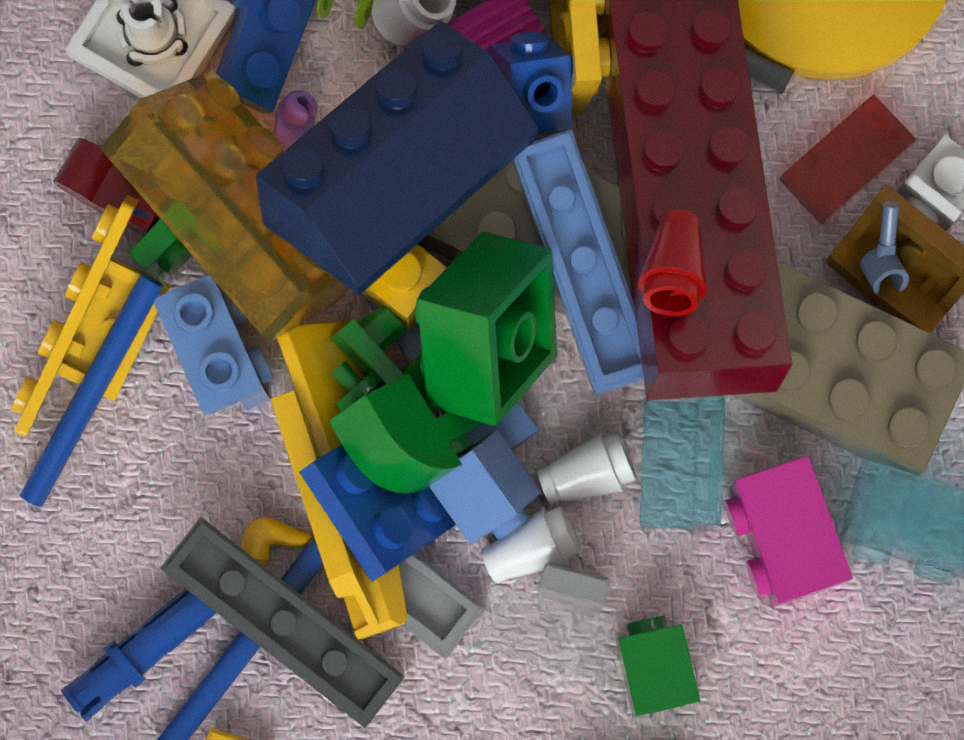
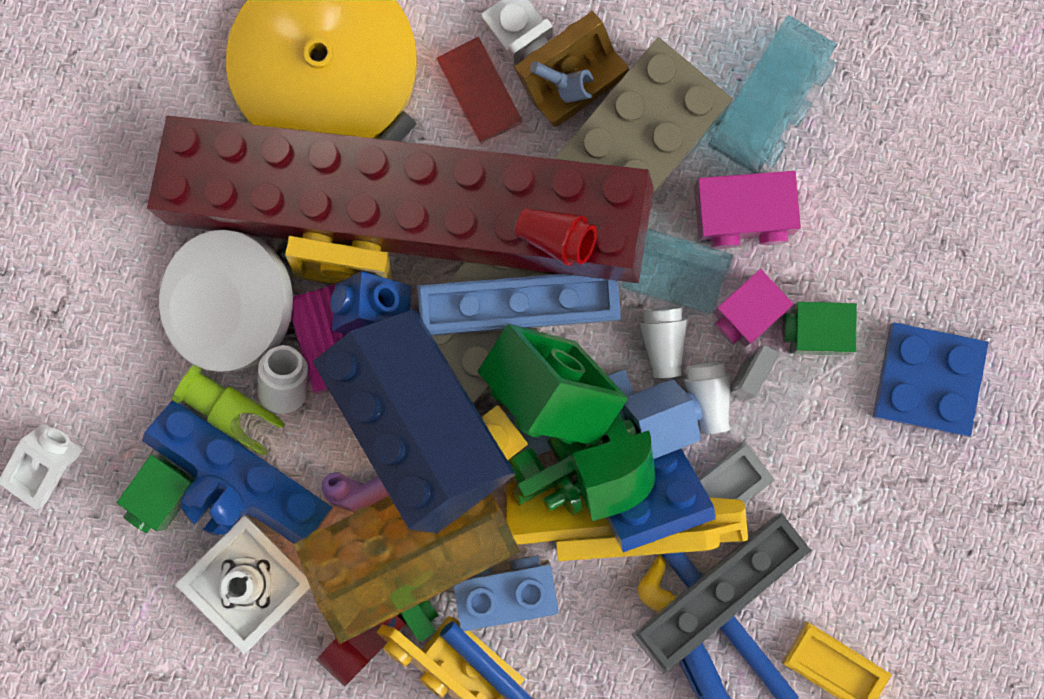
camera: 80 degrees left, 5 degrees up
(657, 570) = (751, 309): none -> dark pink brick

